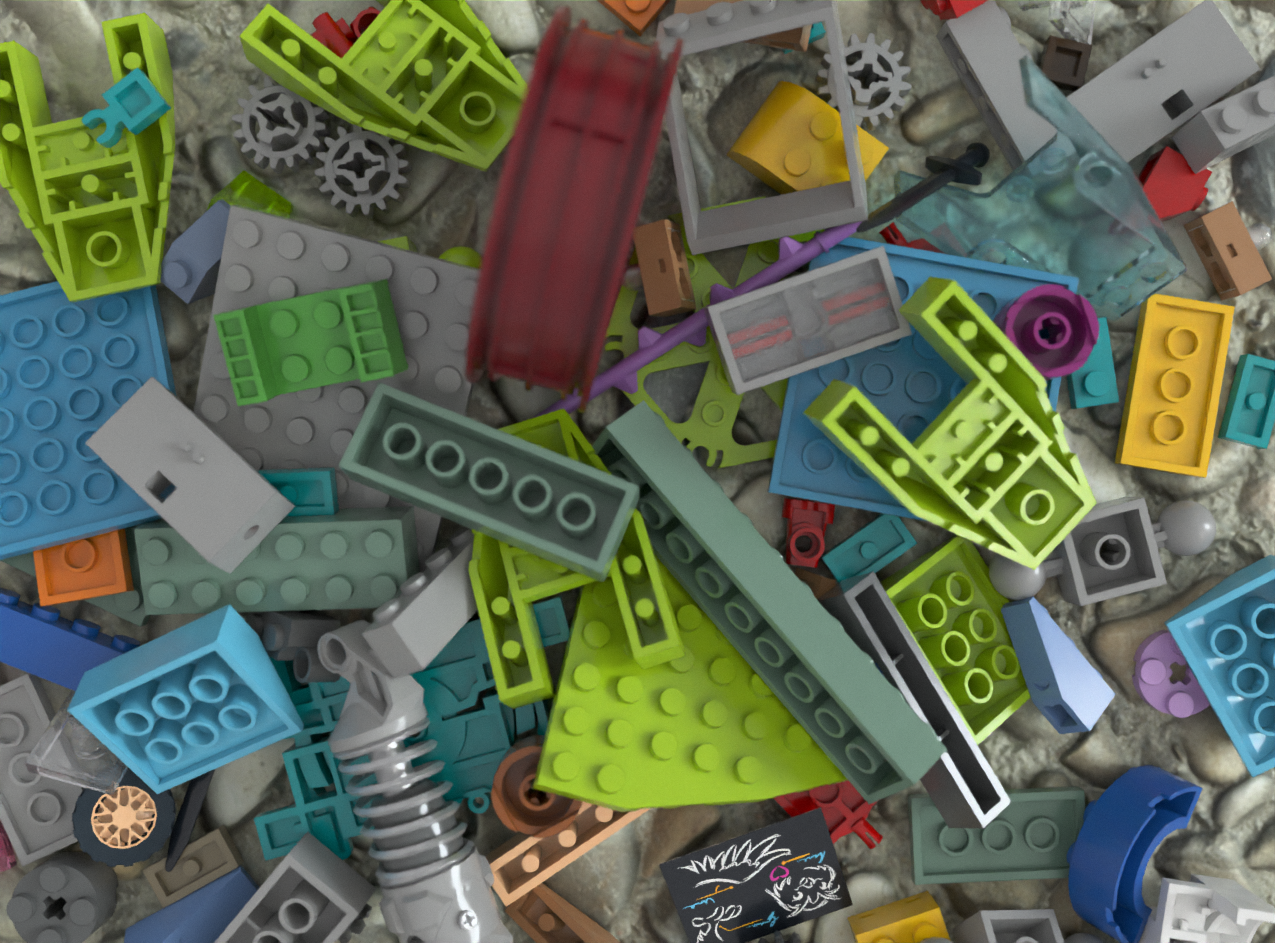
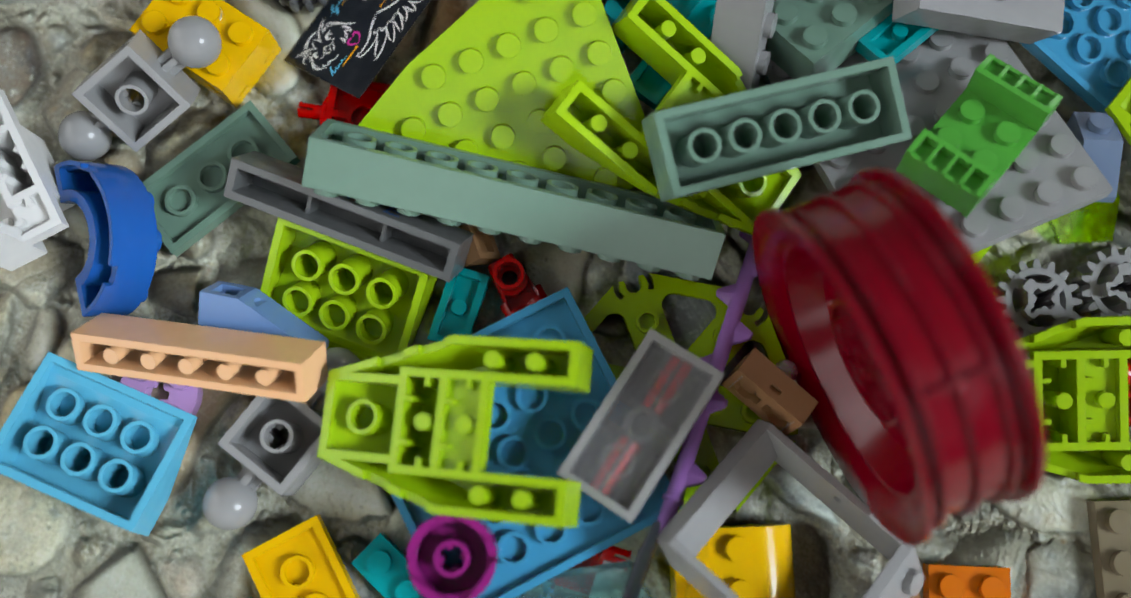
camera: 140 degrees right, 10 degrees down
(1129, 669) = (201, 356): none -> light nougat brick

